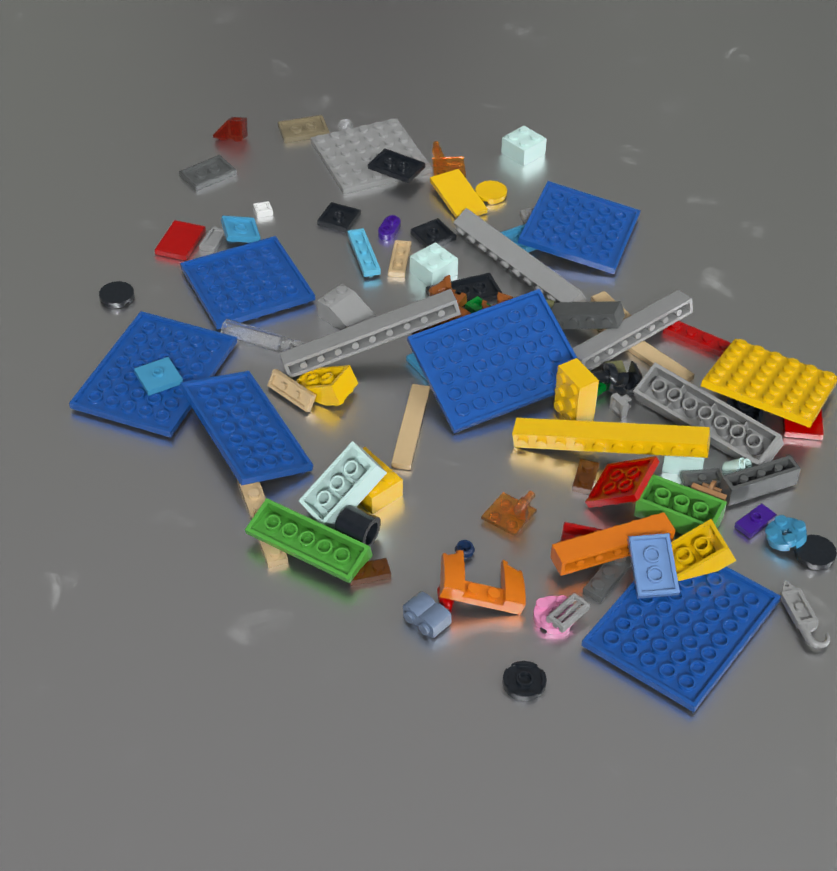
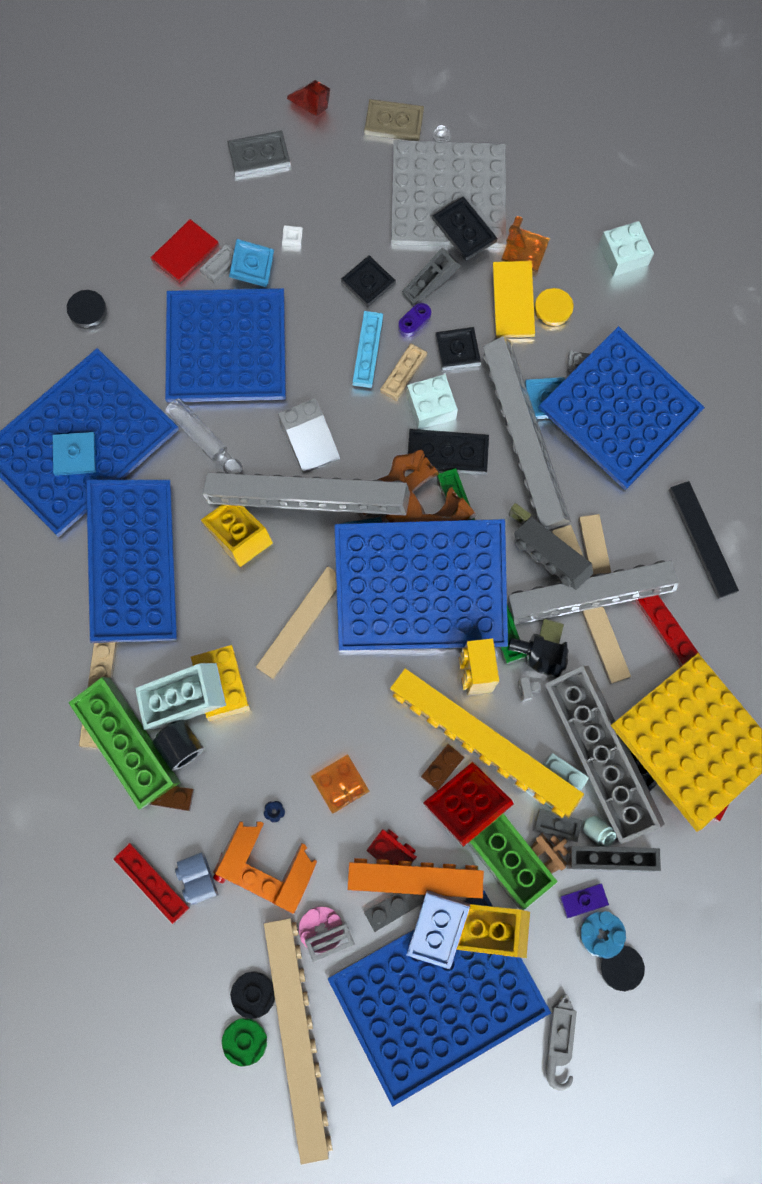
camera: 20 degrees right, 30 degrees up
(291, 390) = (200, 526): tan tile -> none
(388, 198) = (432, 276): none -> dark grey slope
(388, 633) = (151, 883): none -> red plate
(537, 716) = (244, 1042): none -> green tile
(585, 695) = (296, 1041): none -> tan brick
(692, 283) = (704, 540): none -> black tile

